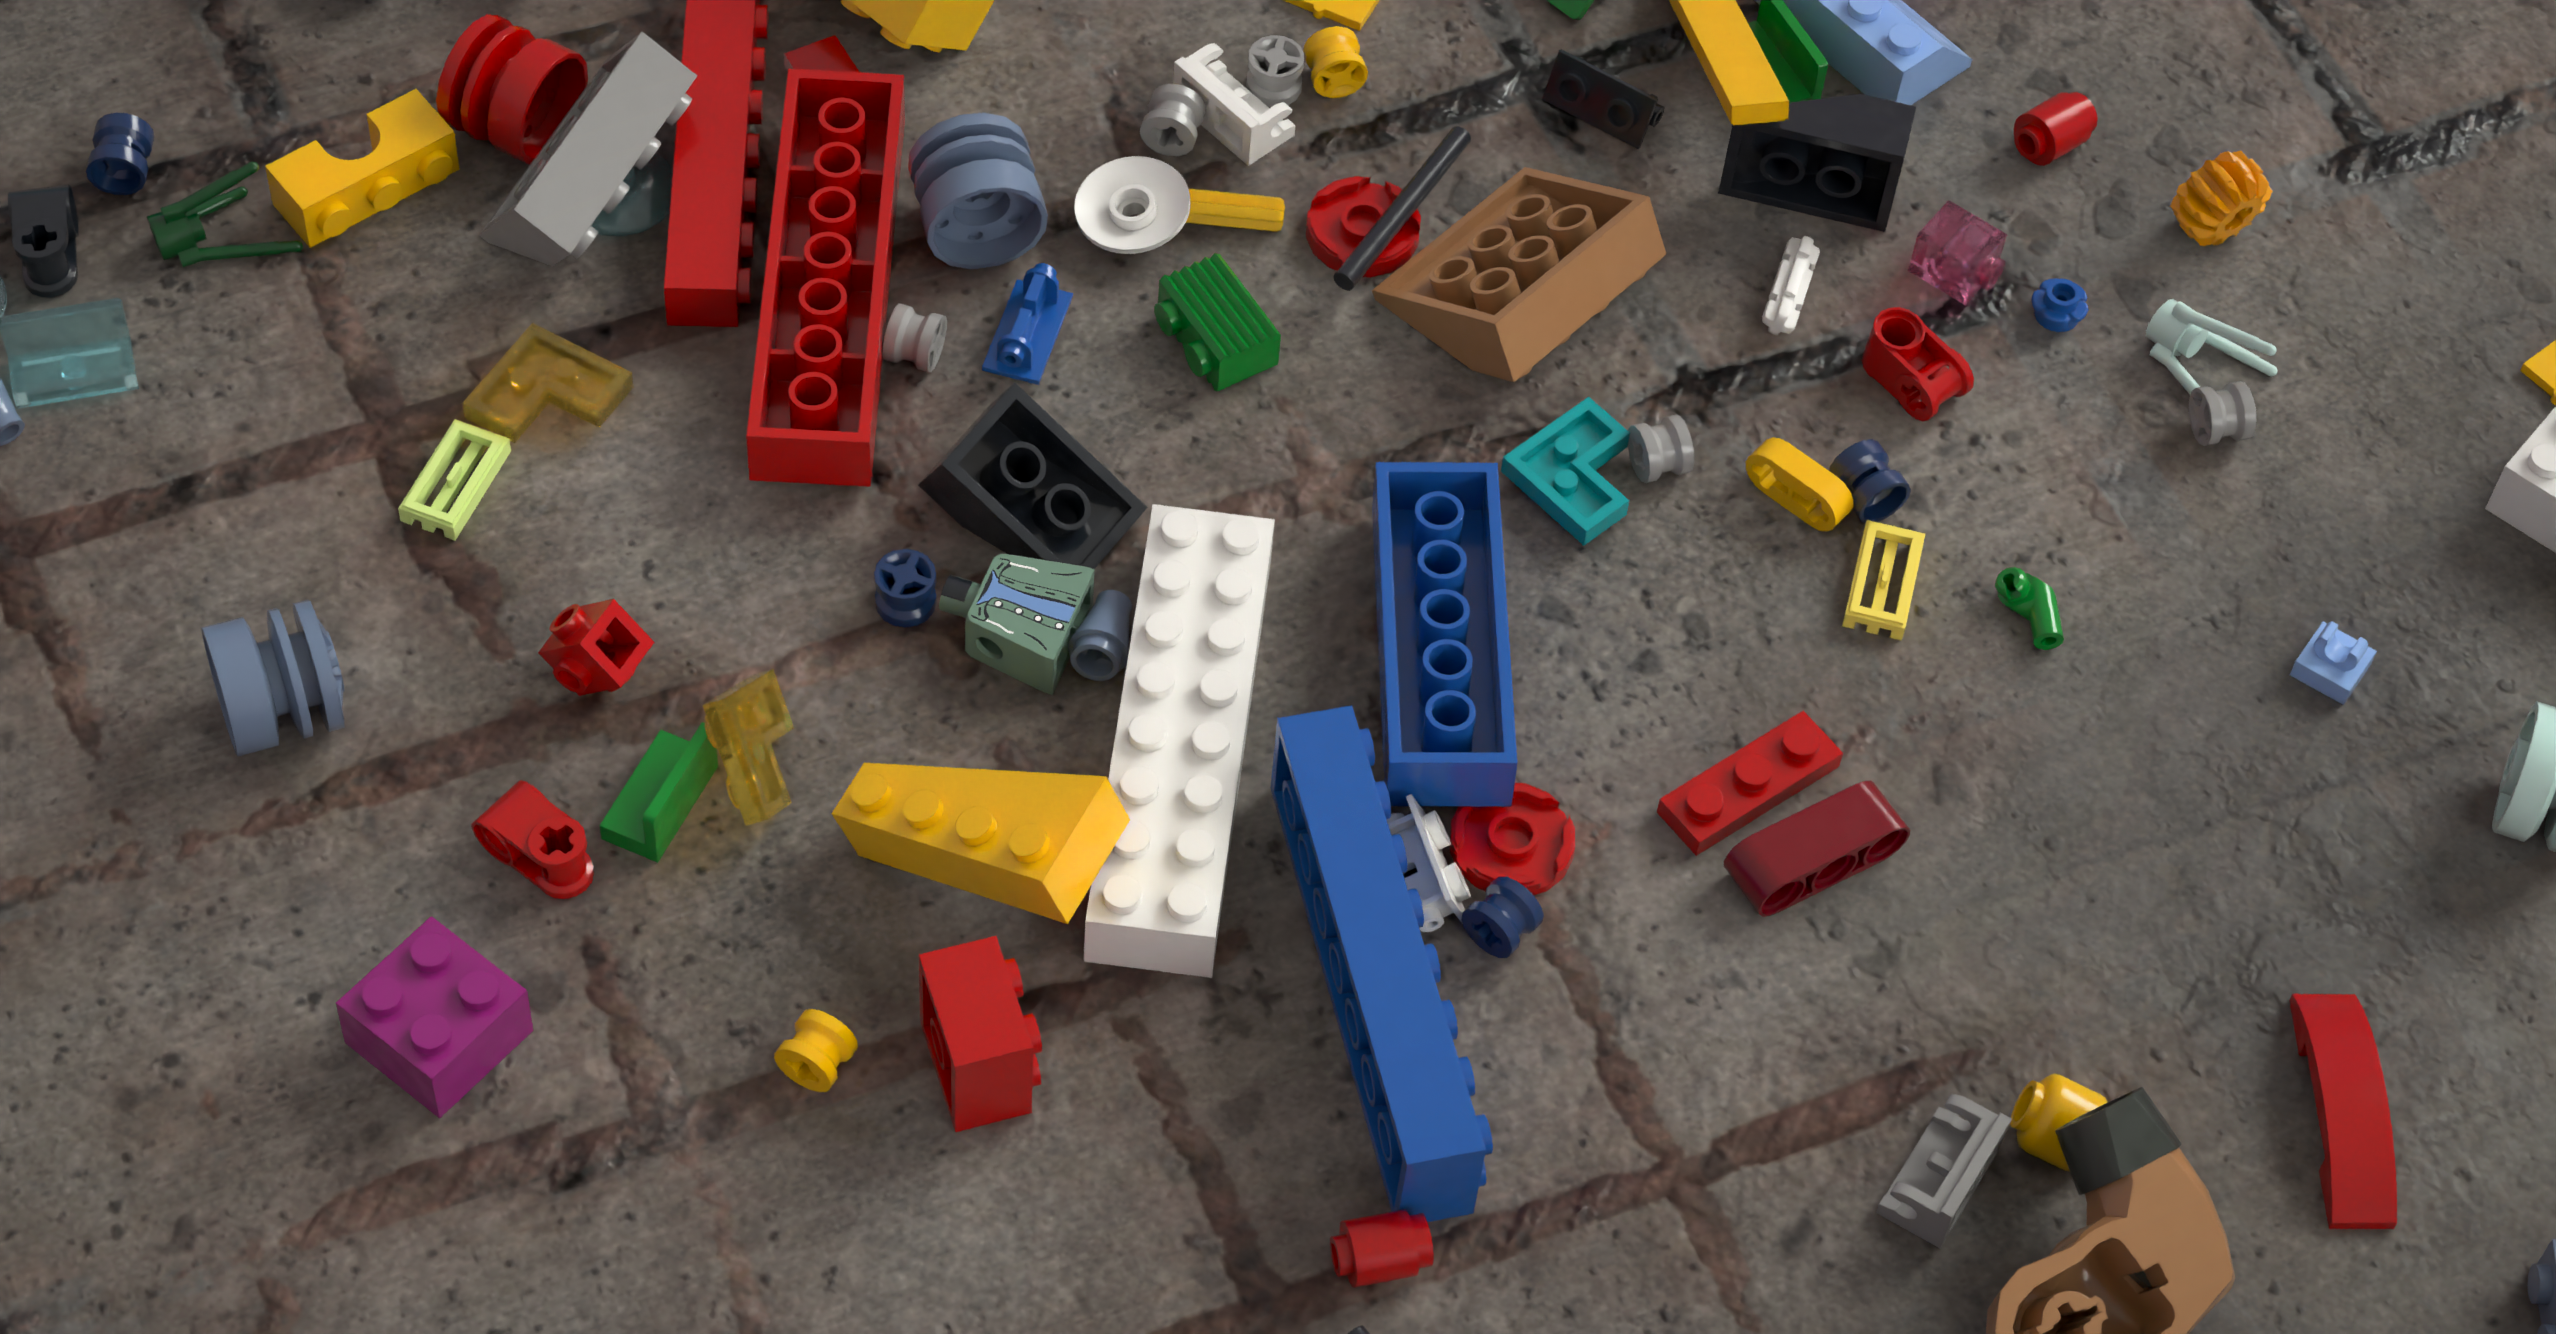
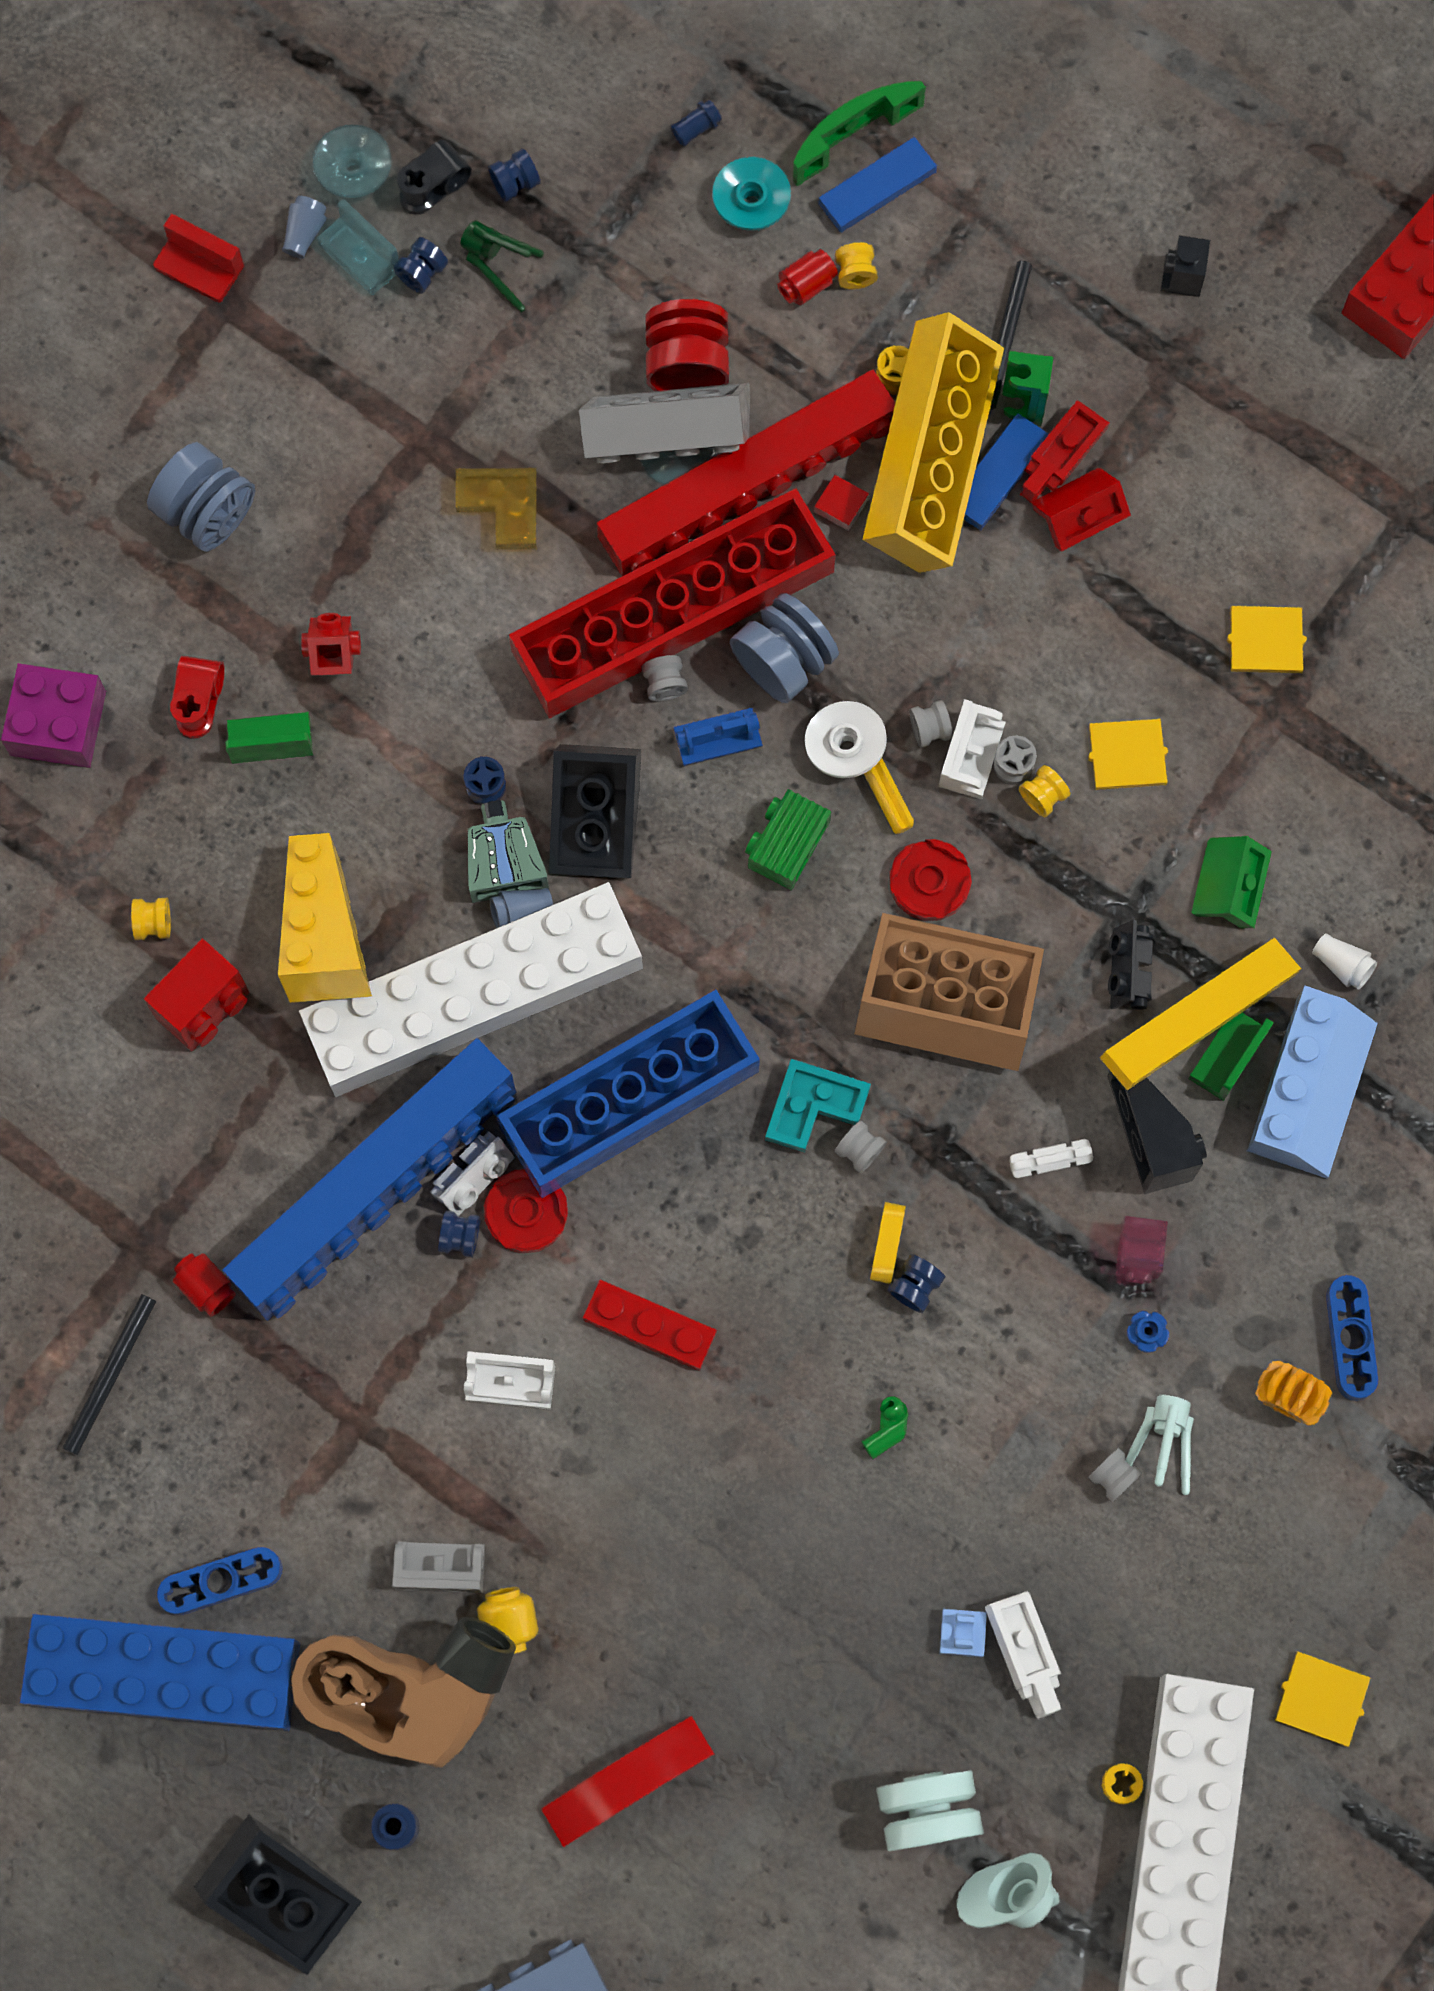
camera: 65 degrees right, 20 degrees up
(153, 305) = (420, 265): none -> dark blue wheel
(330, 194) = (615, 323): yellow arch -> none
(435, 517) = (415, 511): yellowish green tile -> none
(742, 728) = (313, 756): clear yellow plate -> none
(1402, 208) = (945, 895): black bar -> none
(1734, 962) = (509, 1380): none -> white hinge
(1816, 848) = (619, 1387): dark red beam -> none
(1876, 616) = (858, 1345): light yellow tile -> none
(1913, 363) = (1028, 1269): red piece -> none
(2055, 127) = (1295, 1258): red brick -> none
(2188, 152) = (1365, 1368): none -> blue beam
(2397, 606) = (1026, 1651): none -> white hinge

